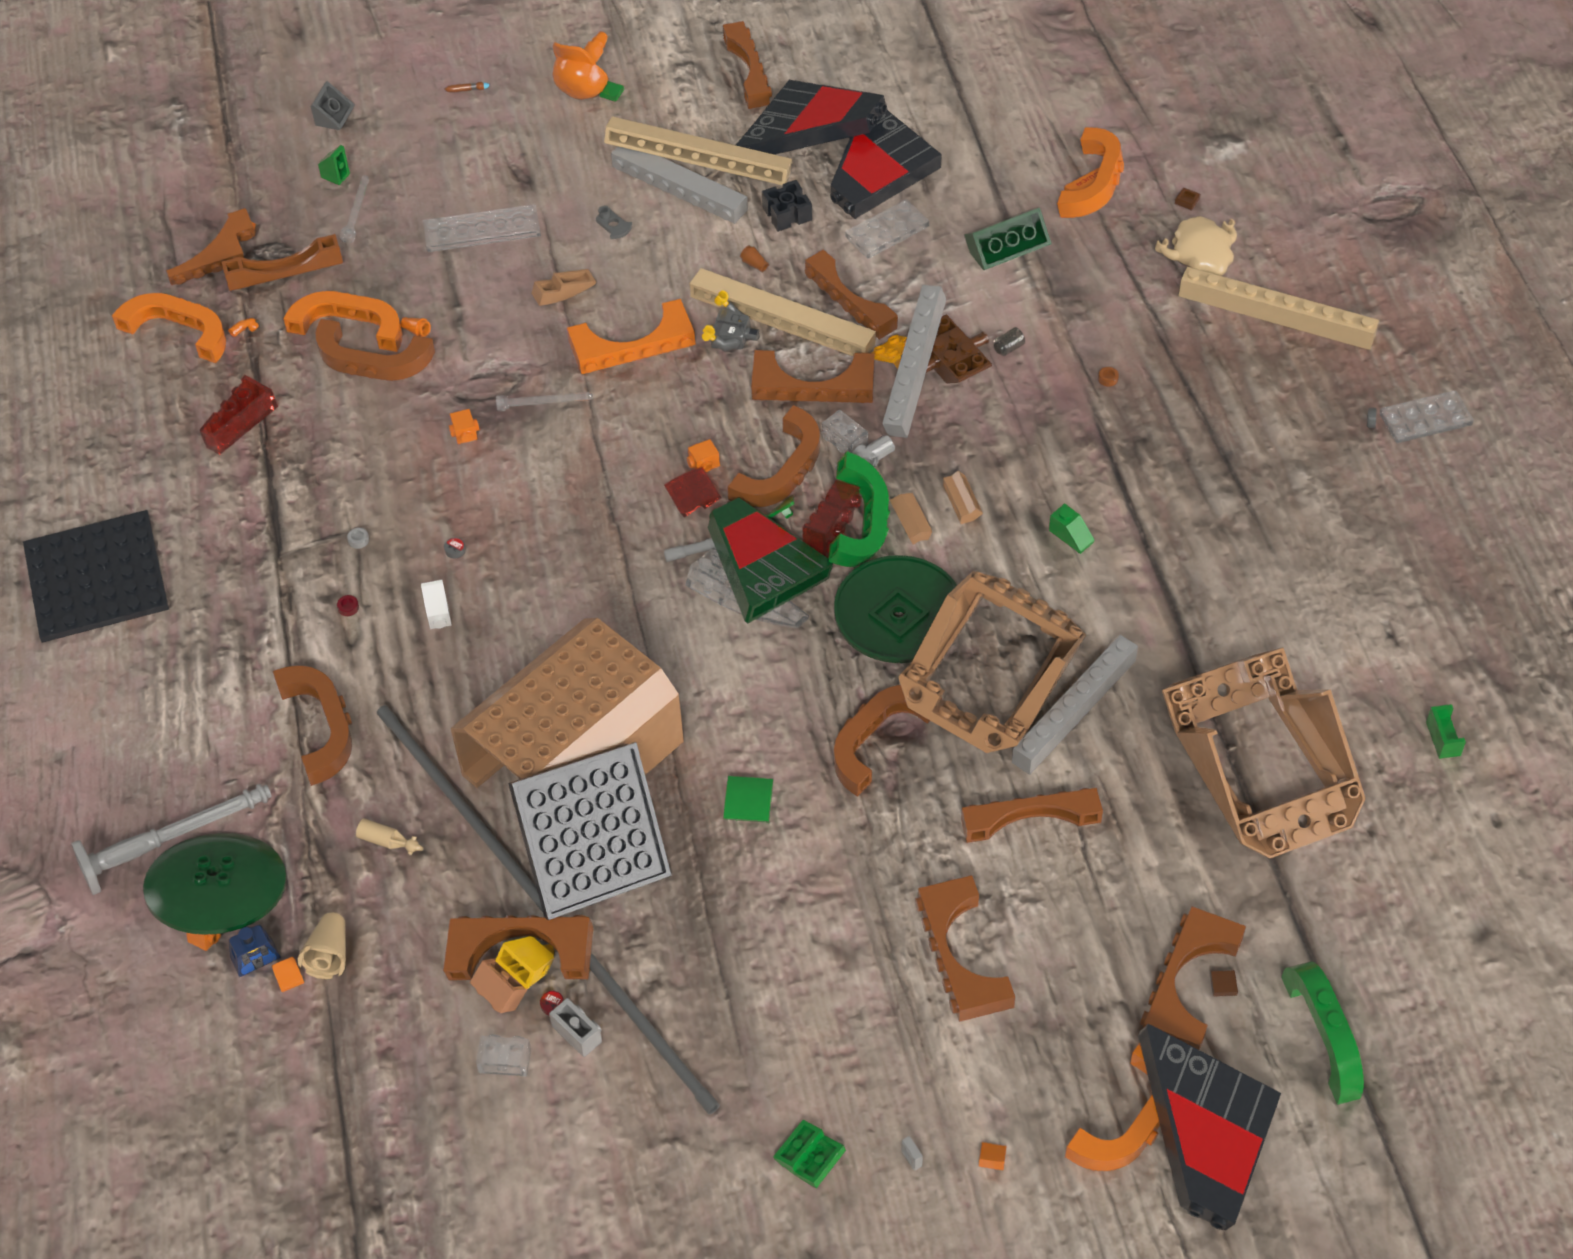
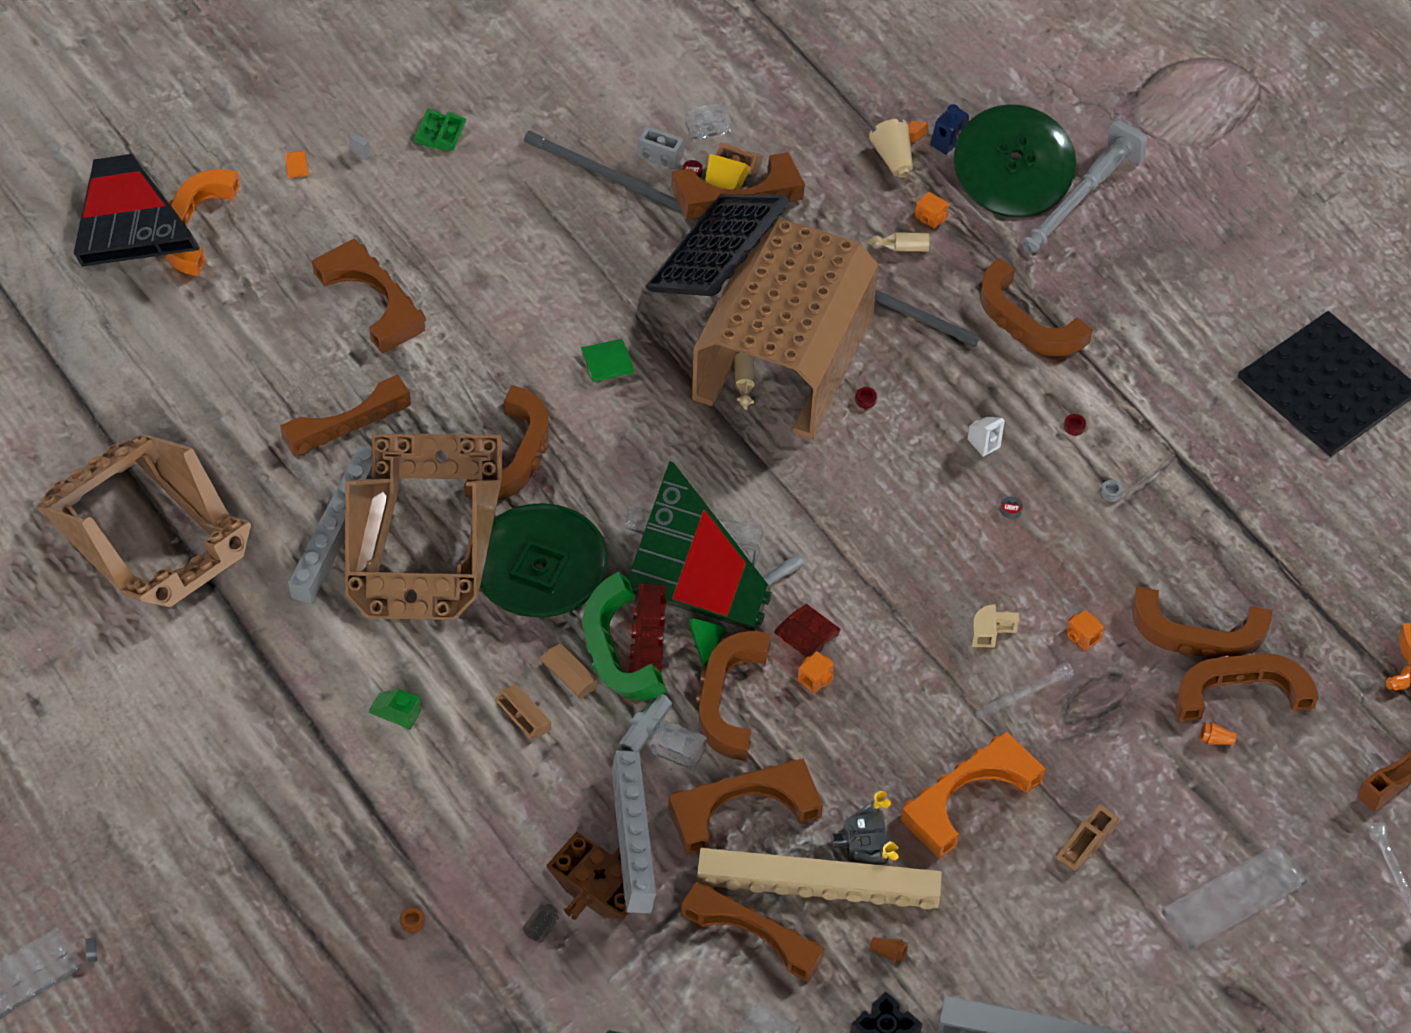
camera: 155 degrees right, 0 degrees up
(238, 414) = (1320, 571): clear red wedge -> none
(334, 863) = (931, 210): none -> orange brick
(348, 306) = (1297, 734): orange arch -> none
(356, 382) = (1195, 639): none -> dark orange arch
(540, 454) = (989, 622): none -> tan brick
(607, 216) = (1072, 948): dark grey piece -> none
(891, 350) = (671, 867): light orange plate -> none
(1201, 935) = (168, 359): dark orange arch -> none
(1223, 983) = (139, 335): reddish brown tile -> none
(1345, 1061) = (28, 282): green arch -> none

